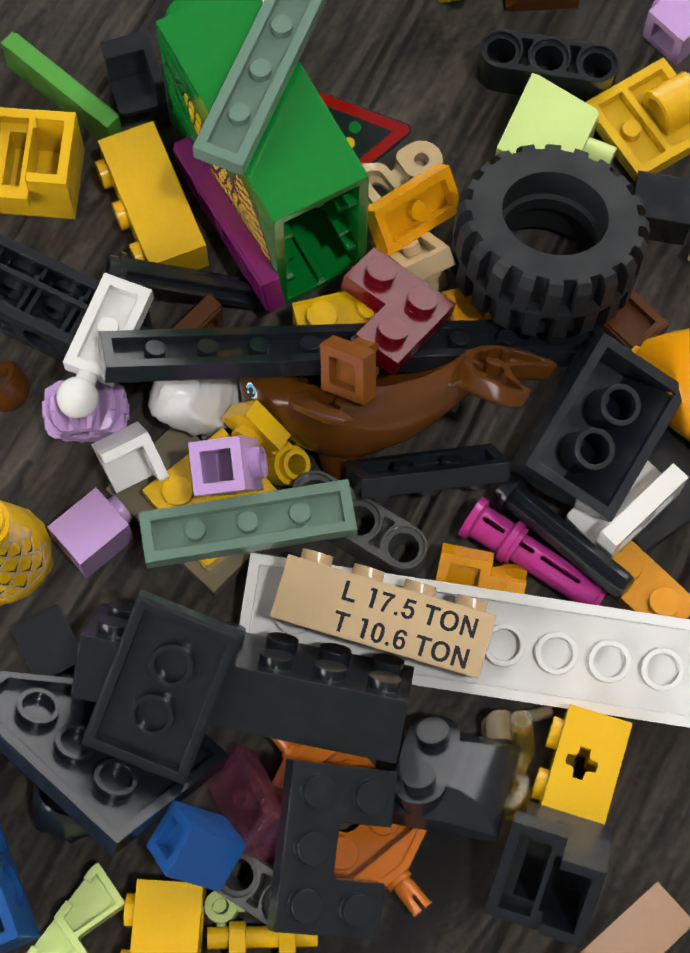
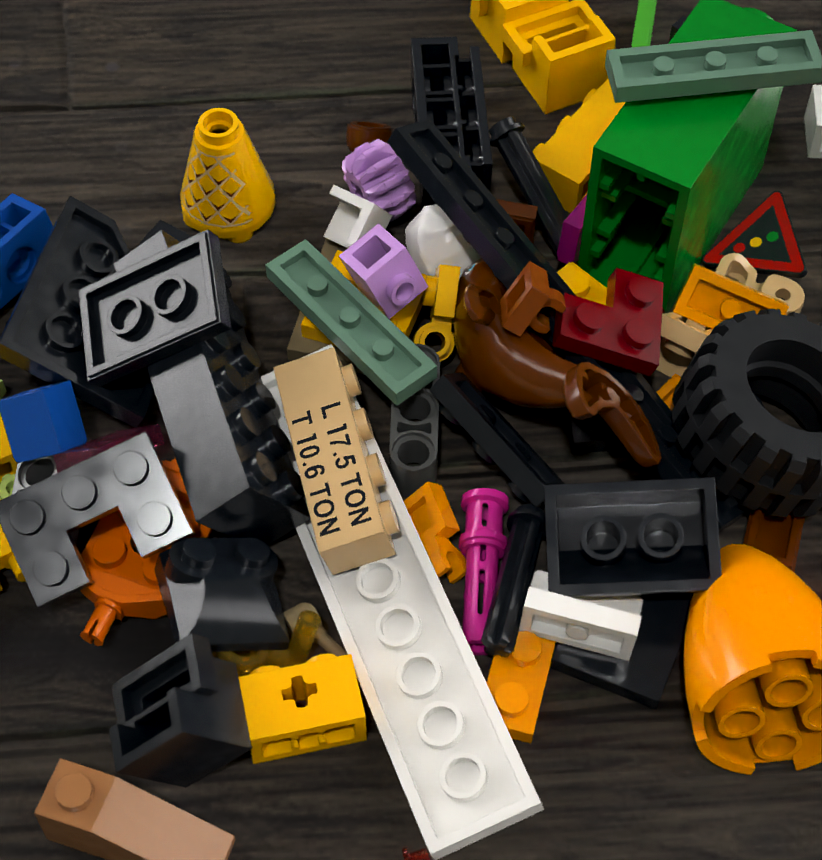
camera: 60 degrees right, 15 degrees down
(92, 531) = (276, 231): lavender brick -> none
(114, 307) = (469, 135): white plate -> none

